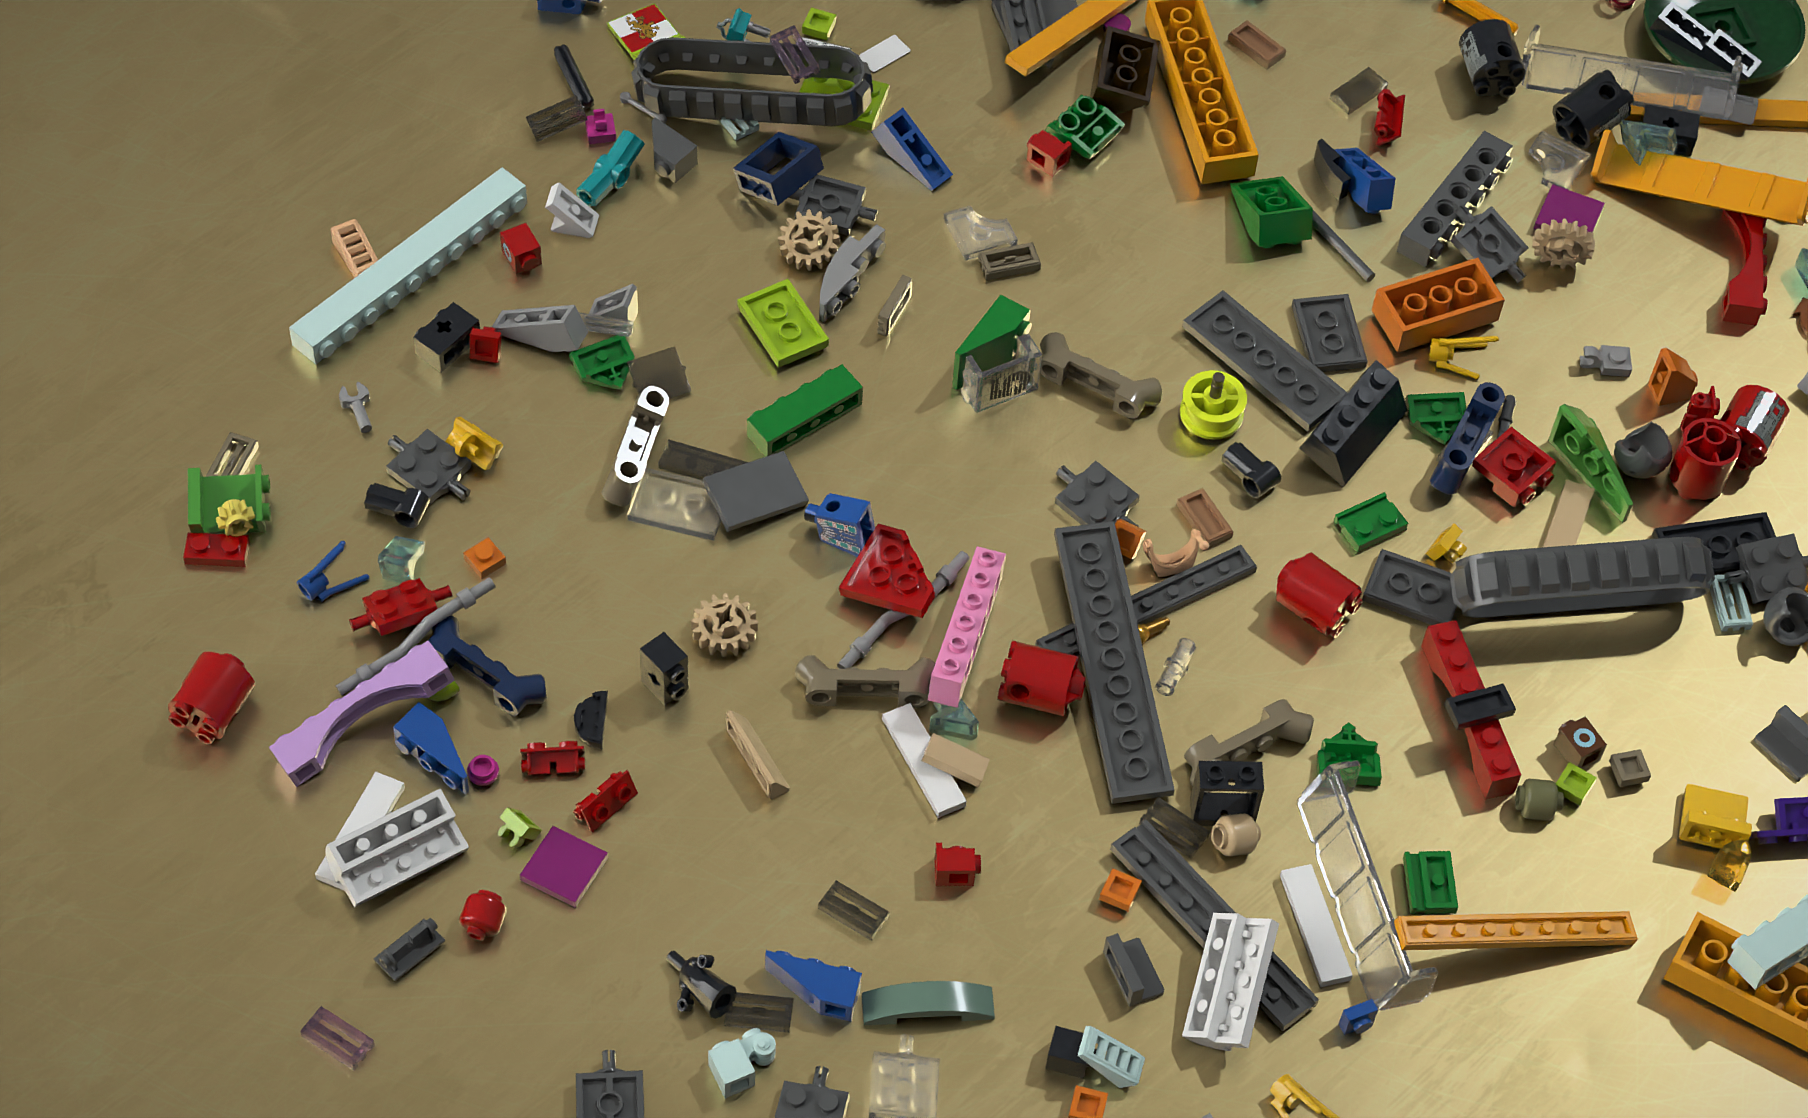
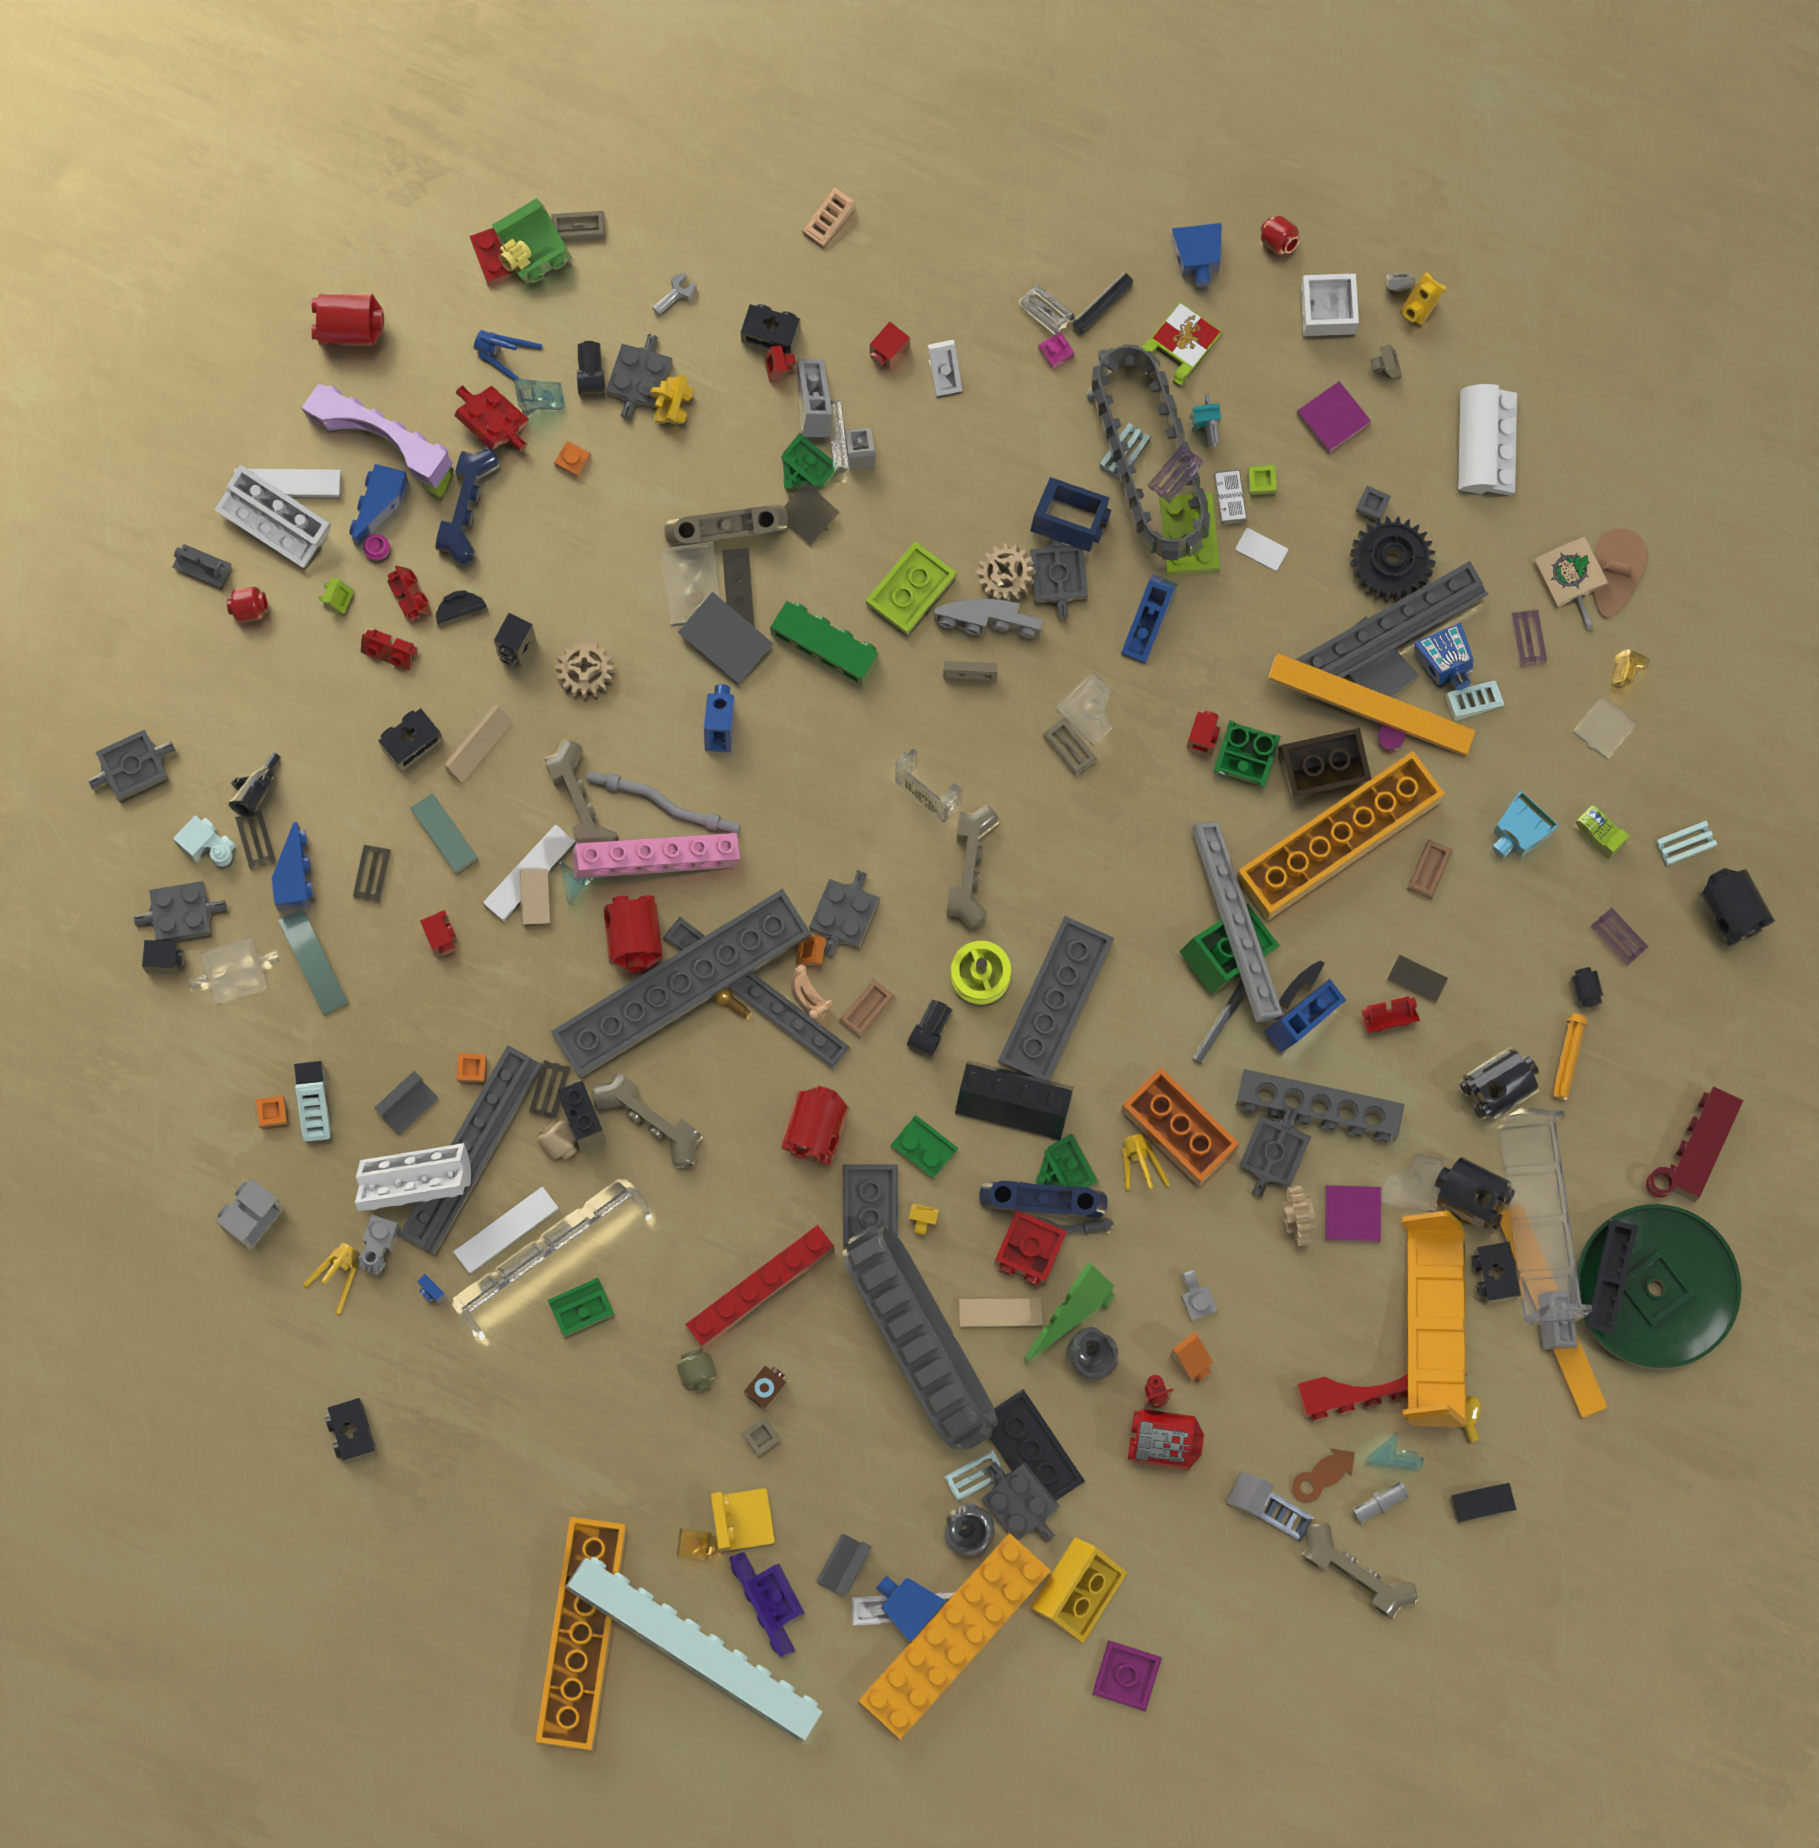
camera: 70 degrees right, 20 degrees up
(358, 1053) = (105, 571): tile -> none
(408, 266) = (831, 267): light aqua brick -> none
(464, 599) = (507, 460): light grey bar -> none
(564, 866) = (319, 644): magenta tile -> none
(611, 169) = (1008, 378): teal piece -> none
(672, 152) = (1051, 418): dark grey slope -> none
(721, 798) = (401, 750): none -> black brick
(841, 823) = (444, 833): none -> sand green tile
(889, 574) = (688, 776): red plate -> none
(993, 338) = (957, 764): green slope -> none
(1176, 666) = (701, 1036): clear pin -> none
(1251, 188) = (1237, 922): none -> light grey tile
(1283, 1043) = (378, 1238): none -> light grey brick
(1329, 332) = (1116, 1045): dark grey tile -> none
(1351, 747) = (673, 1206): green slope -> none
(1480, 706) = (746, 1290): black tile -> none
(1515, 930) = (552, 1386): light orange tile -> none
(1575, 783) = (726, 1395): lime plate -> none
(1646, 137) = (1460, 1249): clear light blue slope -> none
(1704, 459) = (1095, 1396): red cylinder -> none

